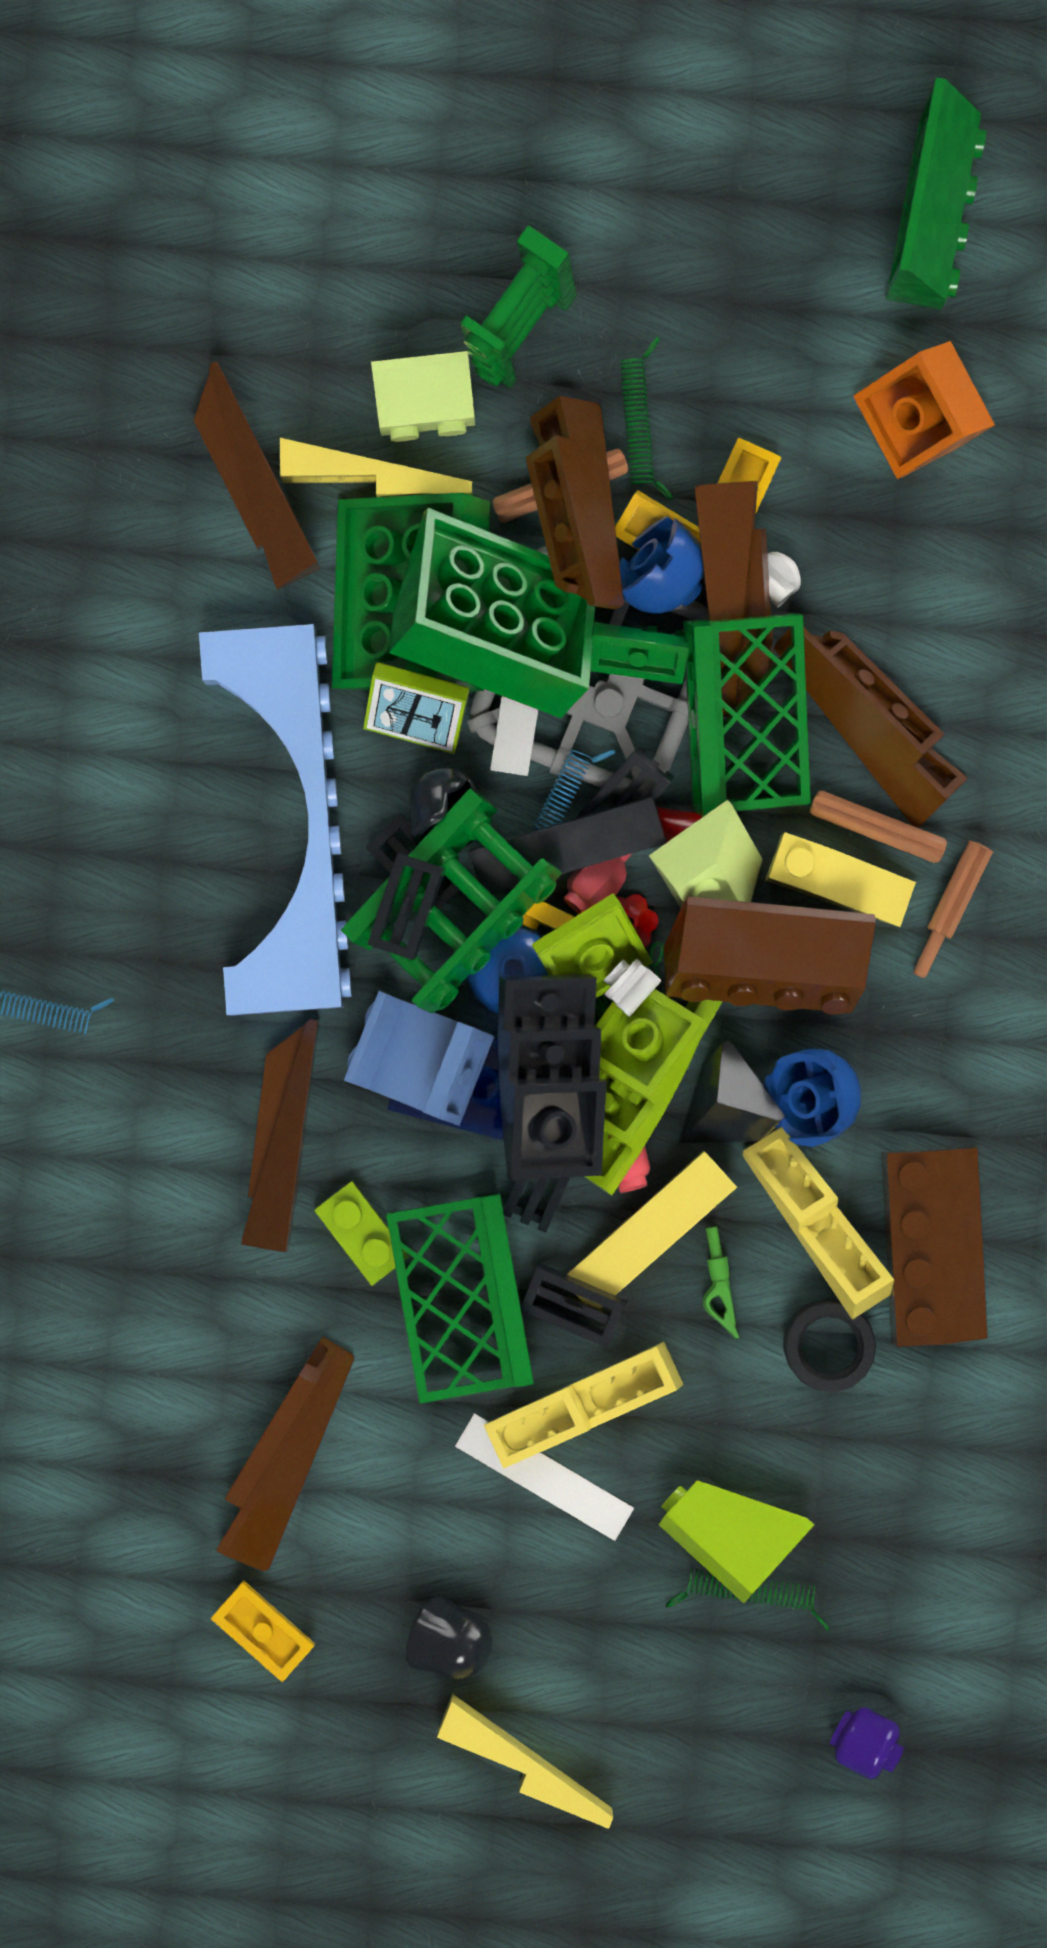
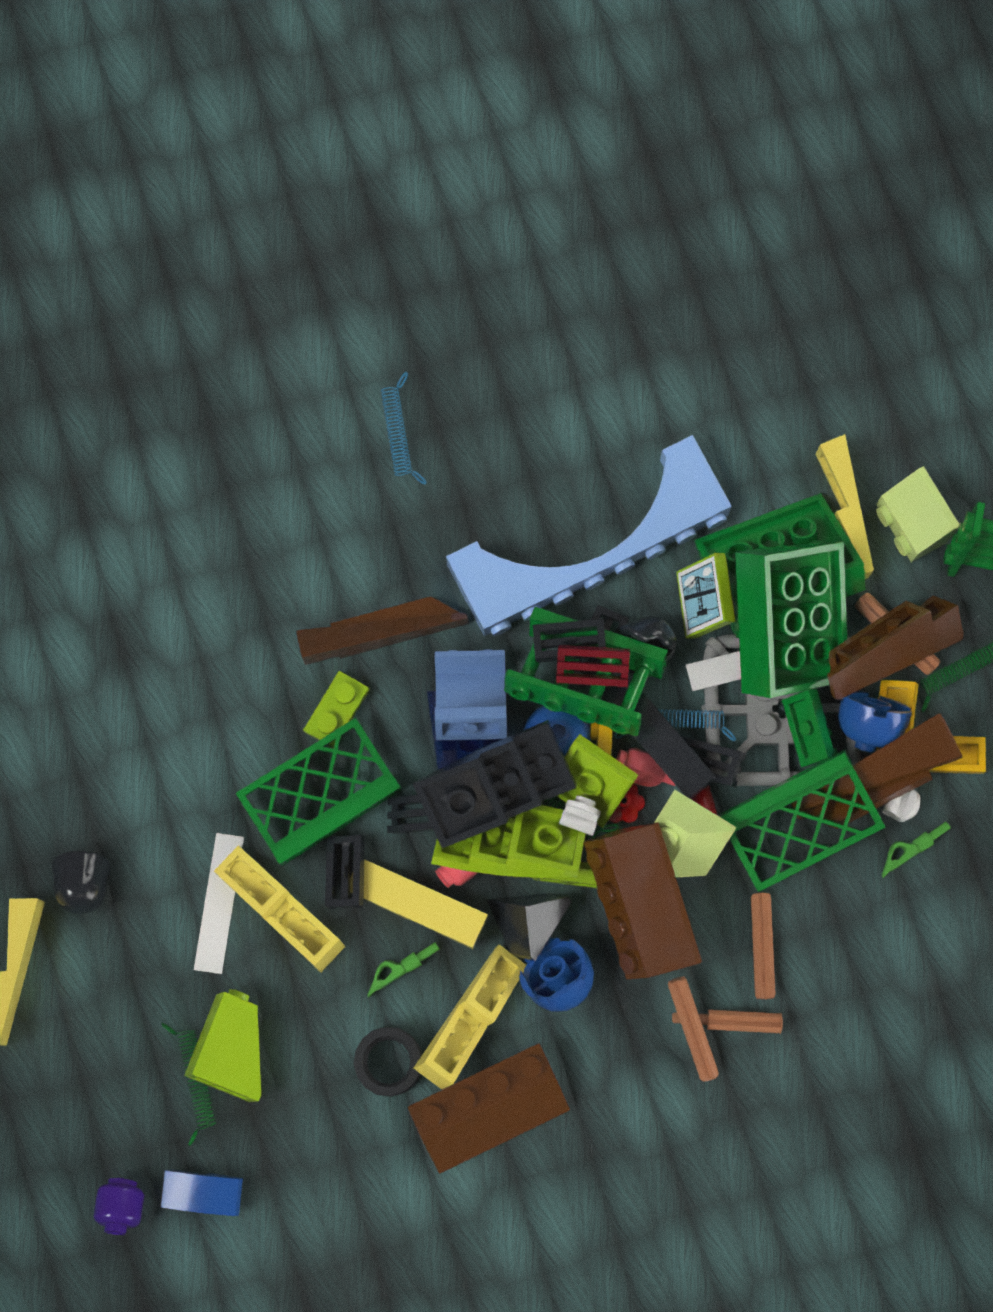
camera: 70 degrees right, 10 degrees down
(252, 482) = (807, 432): reddish brown wedge -> none
(262, 1631) = (39, 753): yellow plate -> none
(282, 1458) = (161, 718): reddish brown wedge -> none
(469, 899) = (589, 679): none -> dark red tile
(835, 579) = (917, 846): none -> bright green hand
(839, 879) = (715, 933): light yellow slope -> none
(878, 723) = (833, 916): reddish brown wedge -> none
(893, 1637) = (201, 1192): none -> blue slope
(944, 957) = (693, 1028): none -> nougat axle

